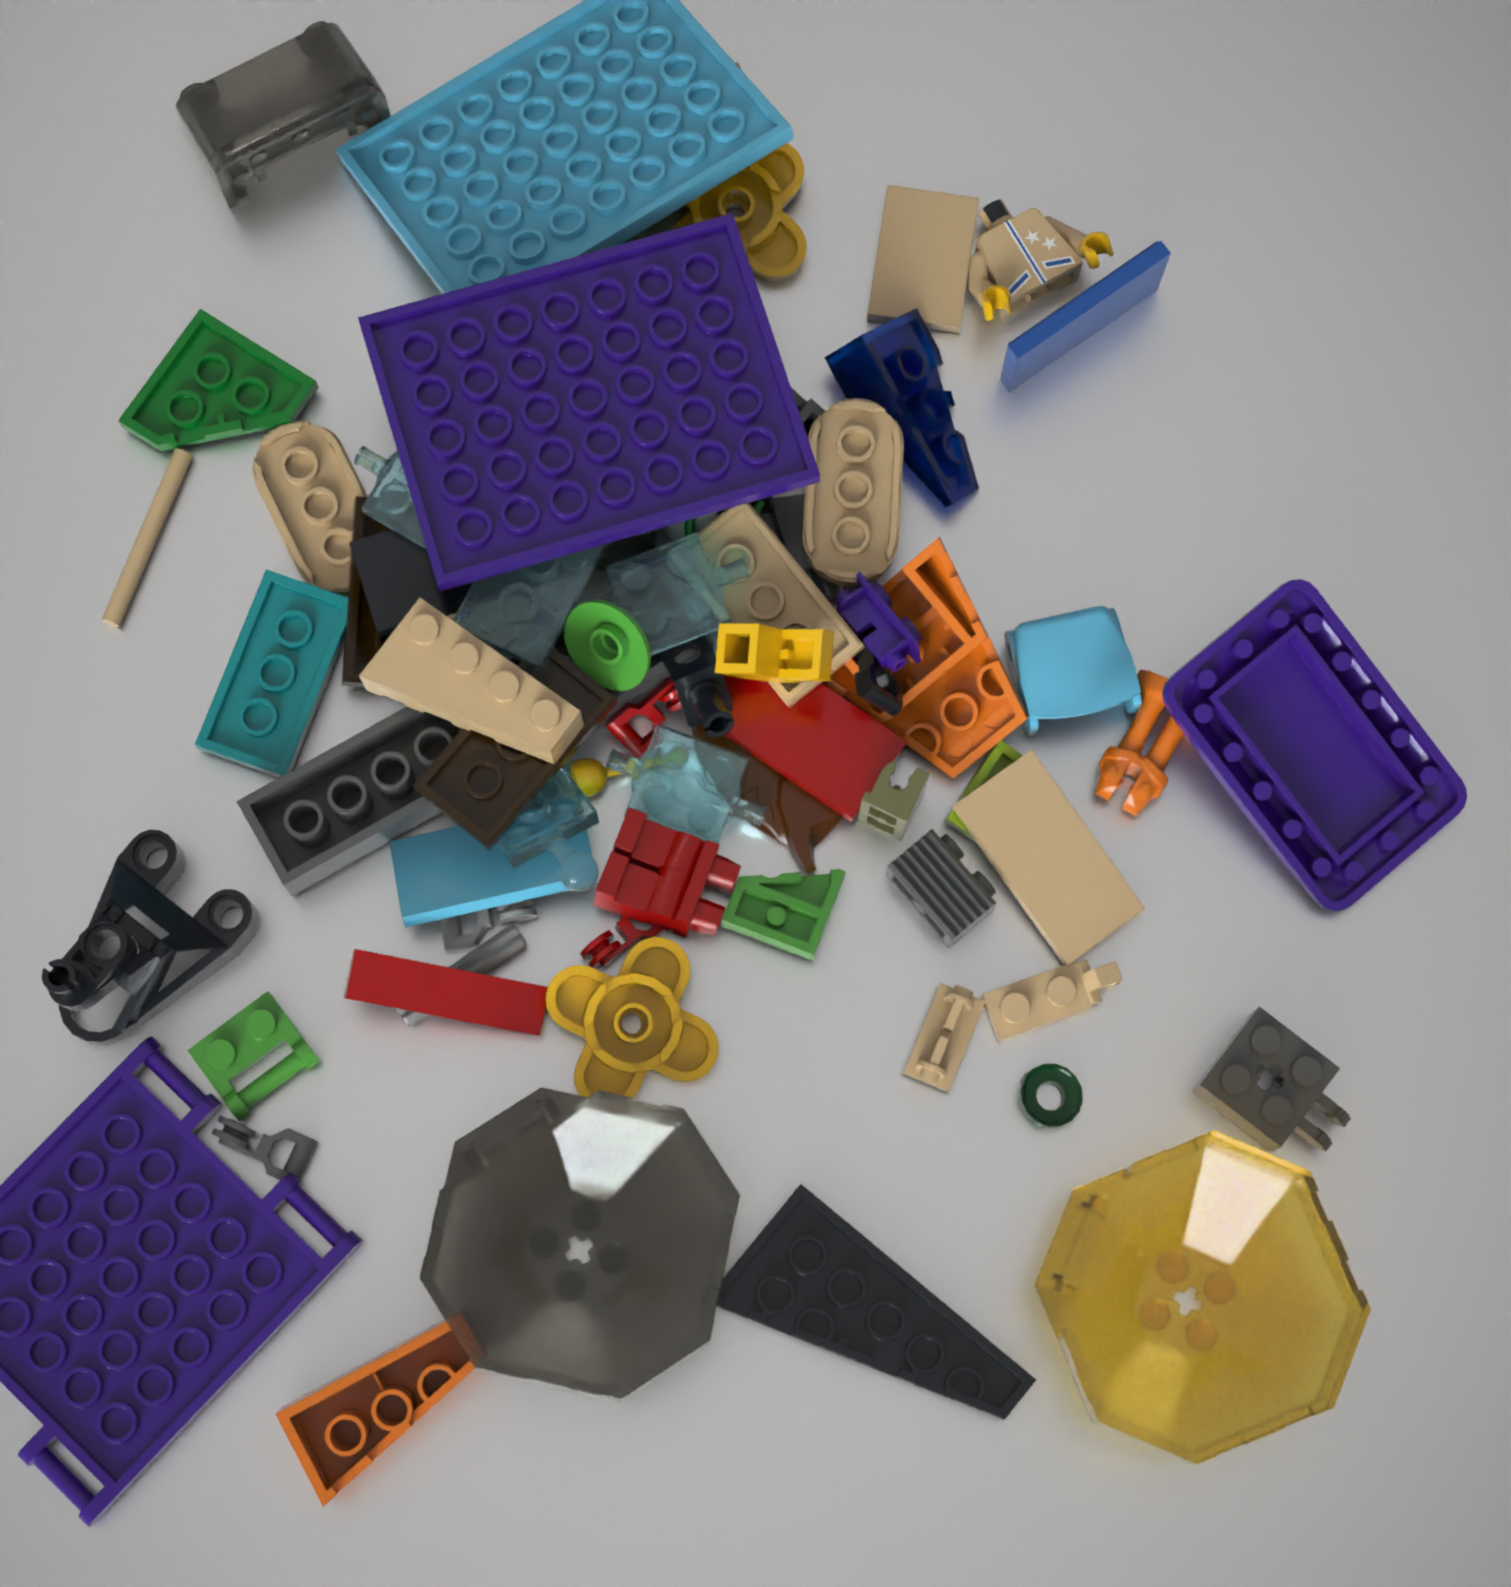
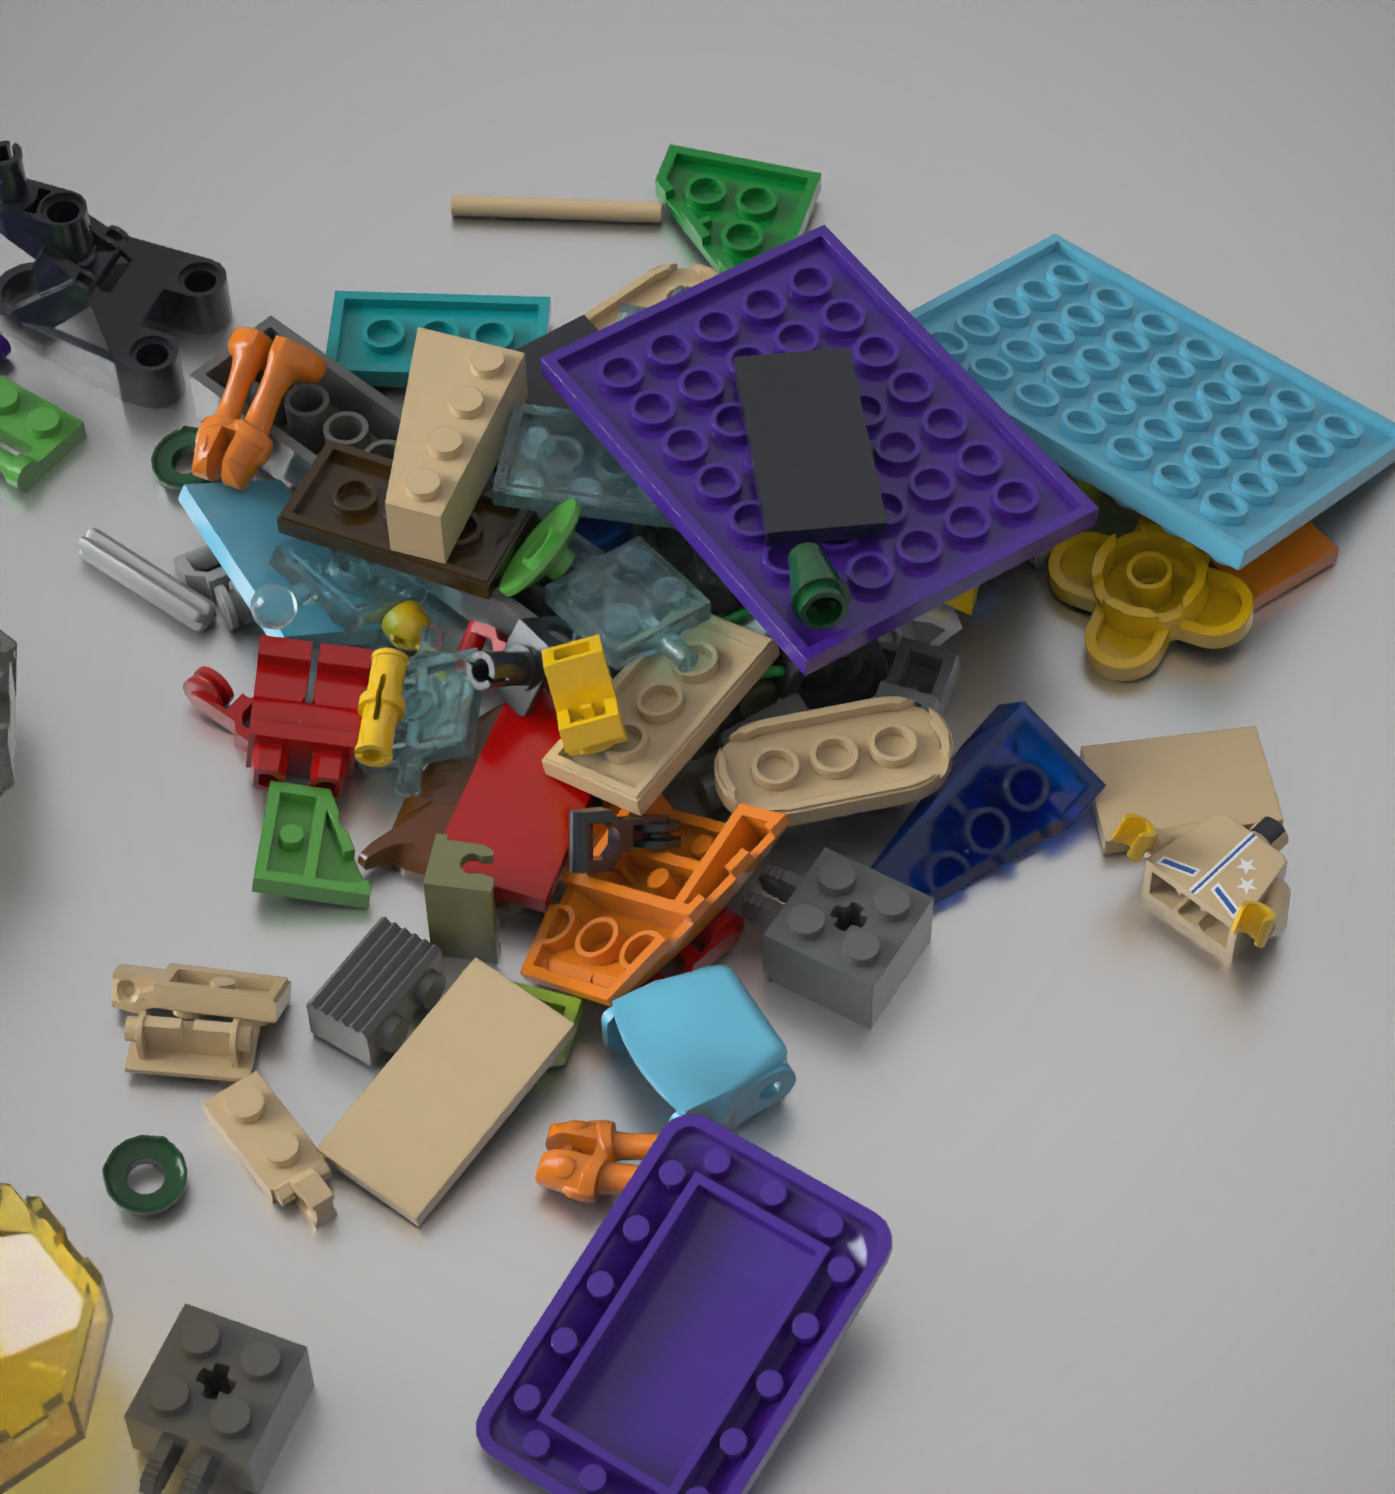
camera: 75 degrees right, 25 degrees down
(279, 106) = (1112, 187): clear smoke windscreen -> none
(317, 913) = (169, 452): none -> dark green piece
(329, 798) = (236, 446): none -> orange piece
(445, 992) = (115, 557): red tile -> none
(609, 404) = (809, 447): none -> black tile
(648, 987) = (127, 738): yellow plant -> none
(660, 801) = (381, 707): none -> yellow pin
(764, 443) = (816, 589): none -> dark green cone
(892, 636) = (687, 805): dark purple hinge -> none
(902, 1016) = (201, 992): none -> tan hinge
(1003, 505) = (841, 934): none -> dark grey hinge
(1084, 315) = (1166, 944): blue tile -> none

